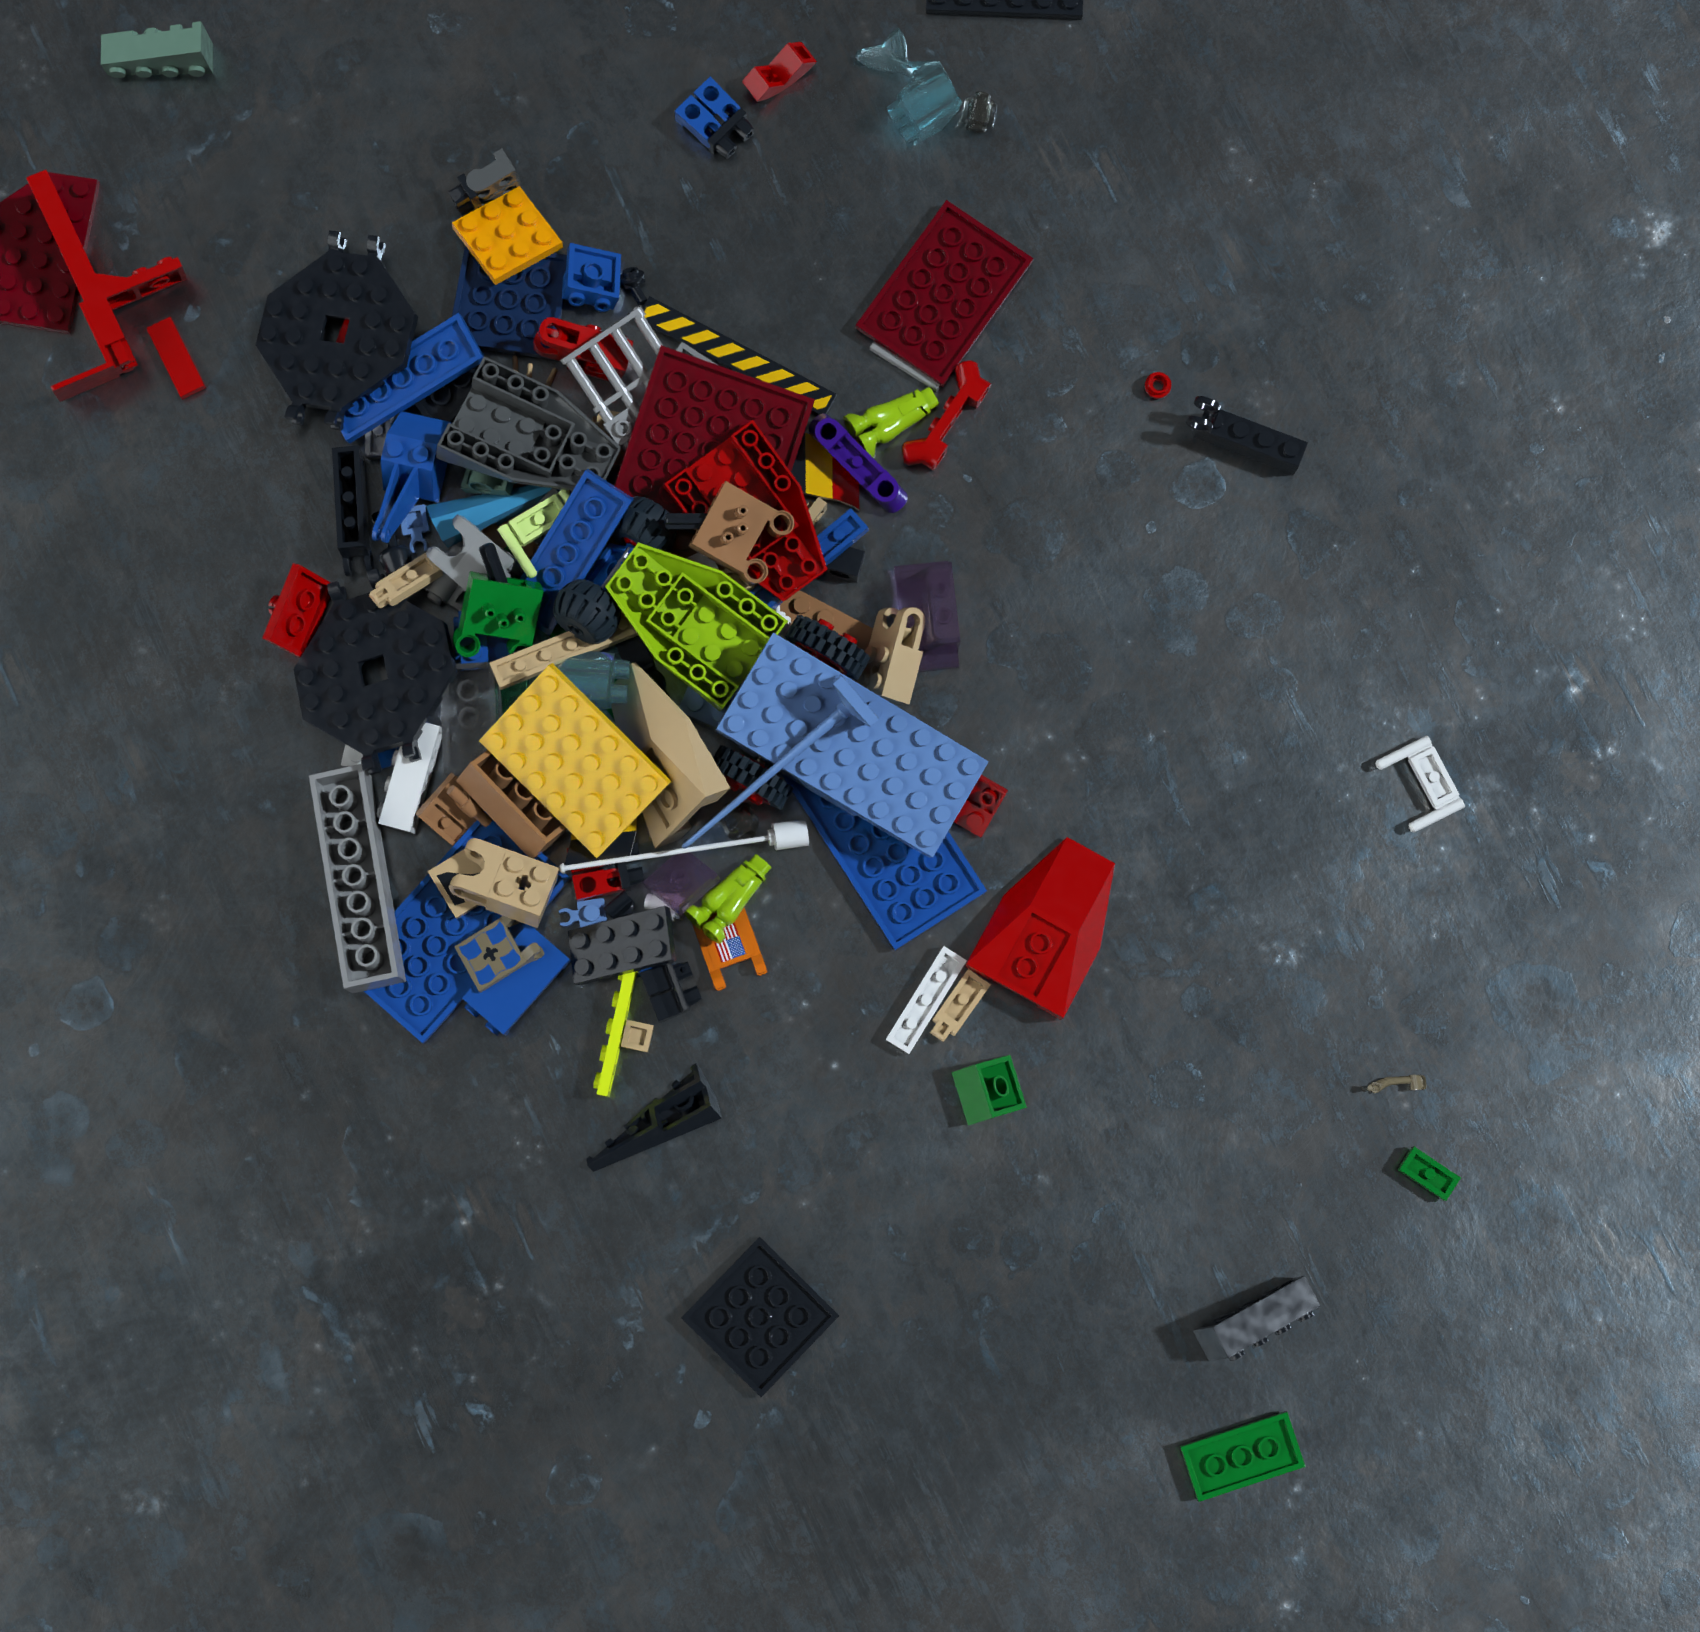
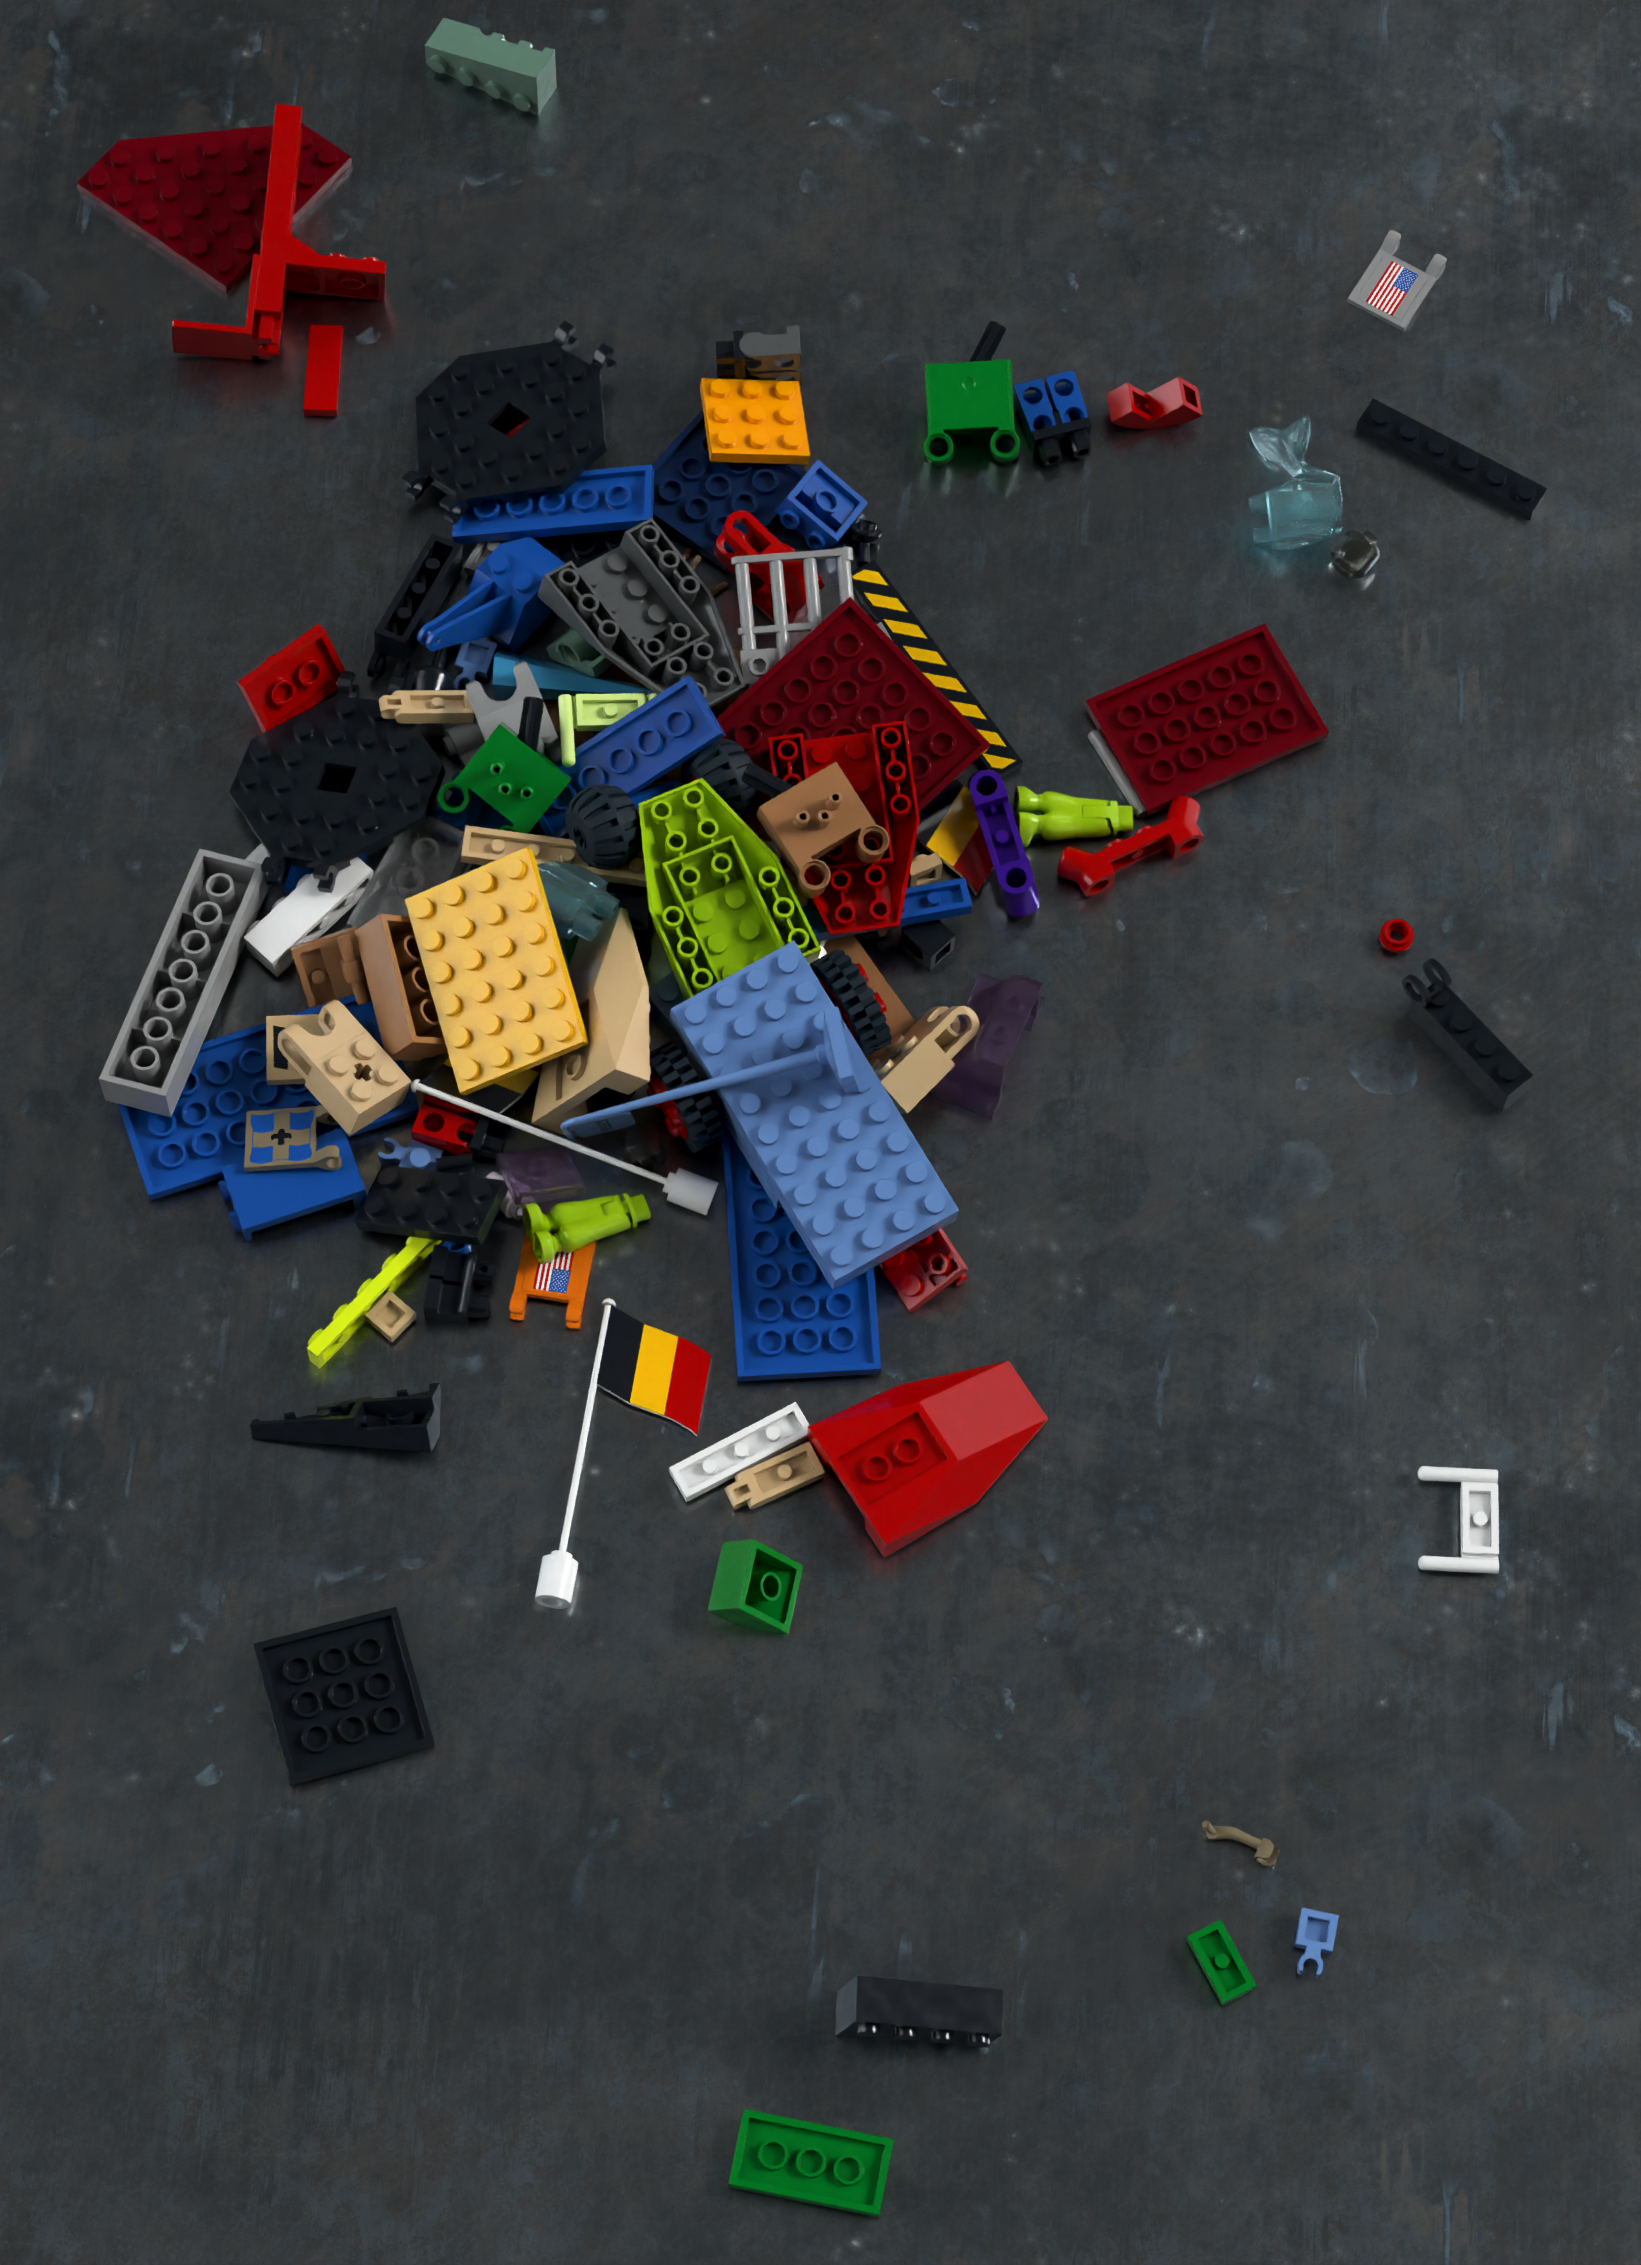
camera: 30 degrees right, 15 degrees down
(652, 137) = (971, 399): none -> green piece
(834, 977) = (645, 1371): none -> flag
(1478, 1121) = (1316, 1935): none -> medium blue plate

